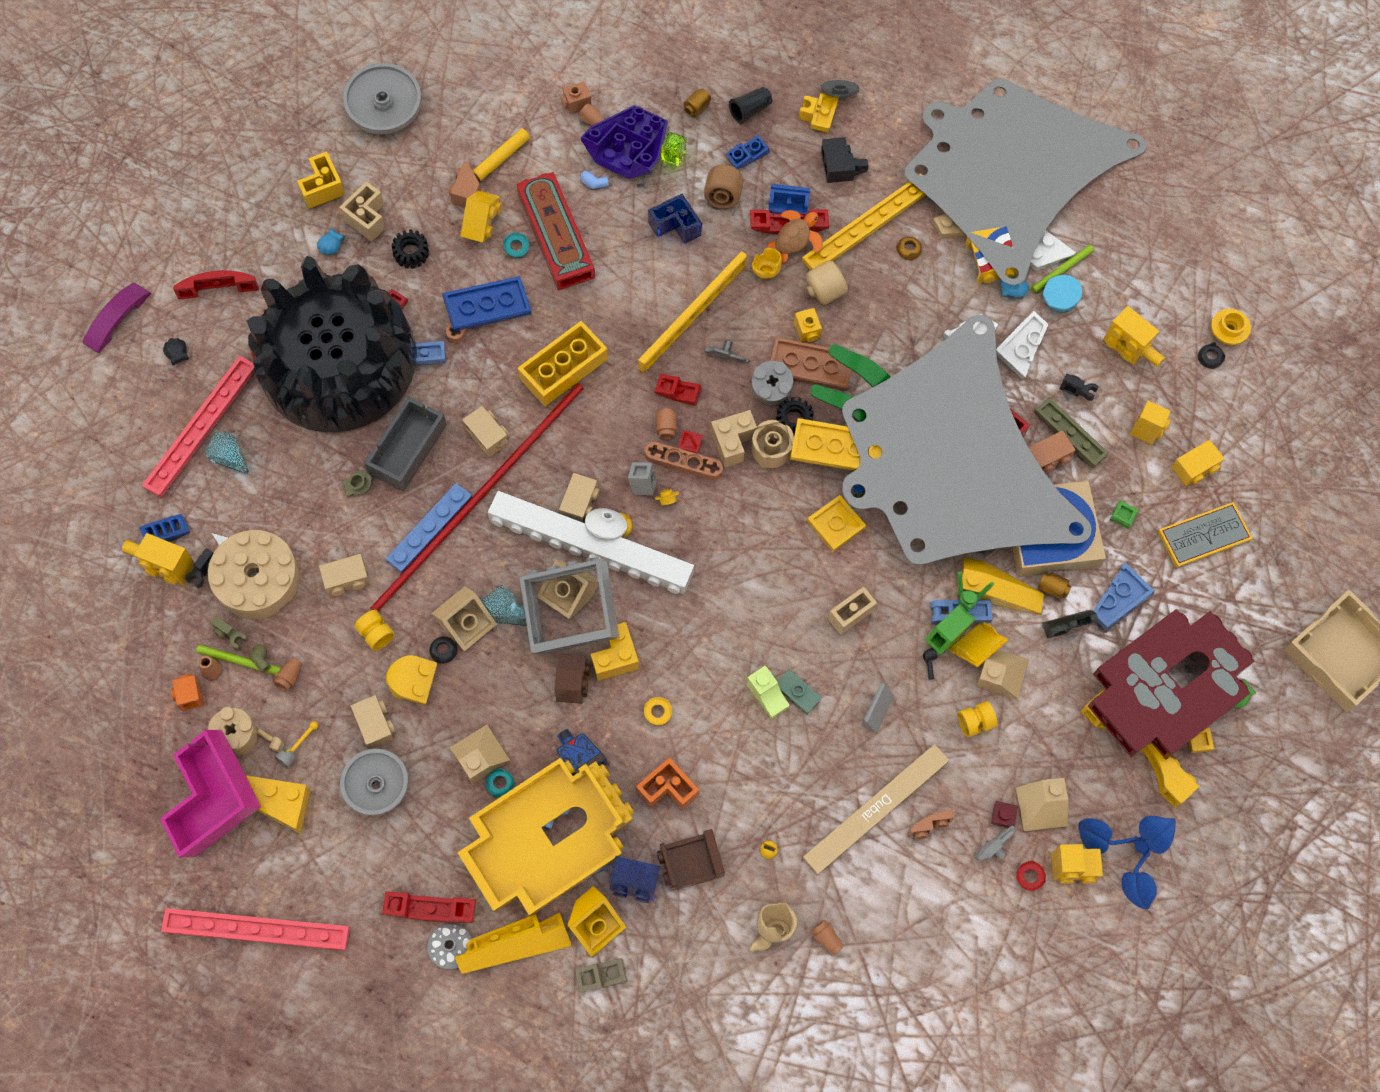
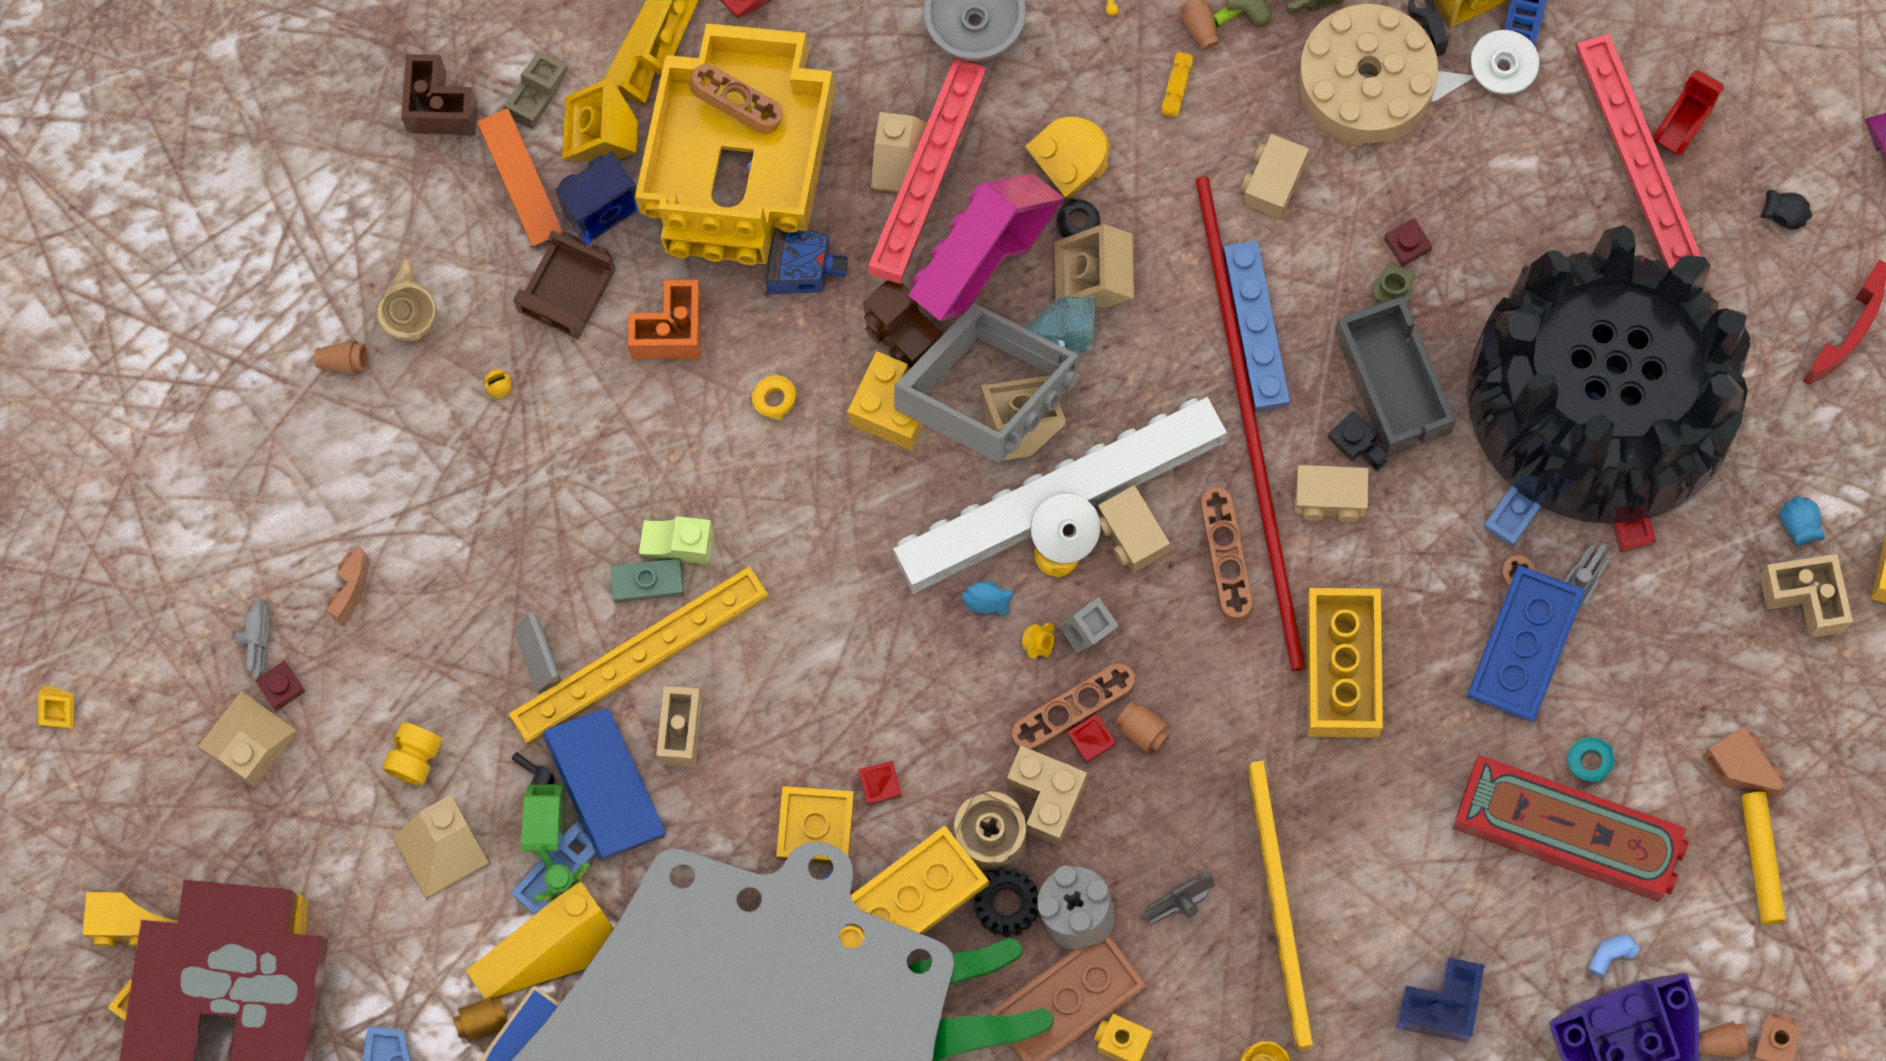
camera: 140 degrees right, 5 degrees up
(158, 422) = (1689, 113): none -> red animal
(190, 513) = (1506, 48): none -> white dish
(226, 452) = (1571, 164): clear light blue slope -> none
(328, 495) = (1408, 242): none -> dark red plate
(331, 660) = (1177, 84): none -> yellow axle
(372, 627) = (1169, 154): yellow wheel -> none
(372, 722) = (1053, 70): tan brick -> none
(410, 239) = (1702, 634): black tyre -> none
(436, 306) = (1582, 576): none -> light grey piece
(449, 444) = (1356, 438): none -> black plate
(478, 215) = (1676, 740): yellow brick -> none
(482, 726) = (927, 171): none -> coral plate
(495, 792) = (857, 169): teal piece -> none
(498, 654) = (997, 225): none -> dark pink piece
(530, 862) = (731, 84): none -> nougat beam
(551, 452) = (1222, 554): none -> nougat beam
(656, 935) = (519, 176): none -> orange slope
(660, 1016) = (430, 105): none -> reddish brown brick
(668, 534) = (987, 598): none -> dark azure animal
(677, 390) = (1182, 788): red slope -> none
(792, 512) = (880, 783): none -> red tile
(834, 664) = (639, 655): none -> yellow tile
(875, 809) = (426, 546): tan tile -> none
(907, 624) = (604, 784): none -> blue tile
(978, 644) = (494, 843): yellow piece -> none
(1031, 865) = (184, 634): red piece -> none
(1065, 624) = (418, 984): pearl dark grey slope -> none
(1074, 863) = (146, 704): yellow brick -> none
(1116, 912) = (55, 707): none -> yellow slope
(1155, 836) = (84, 803): blue plant -> none

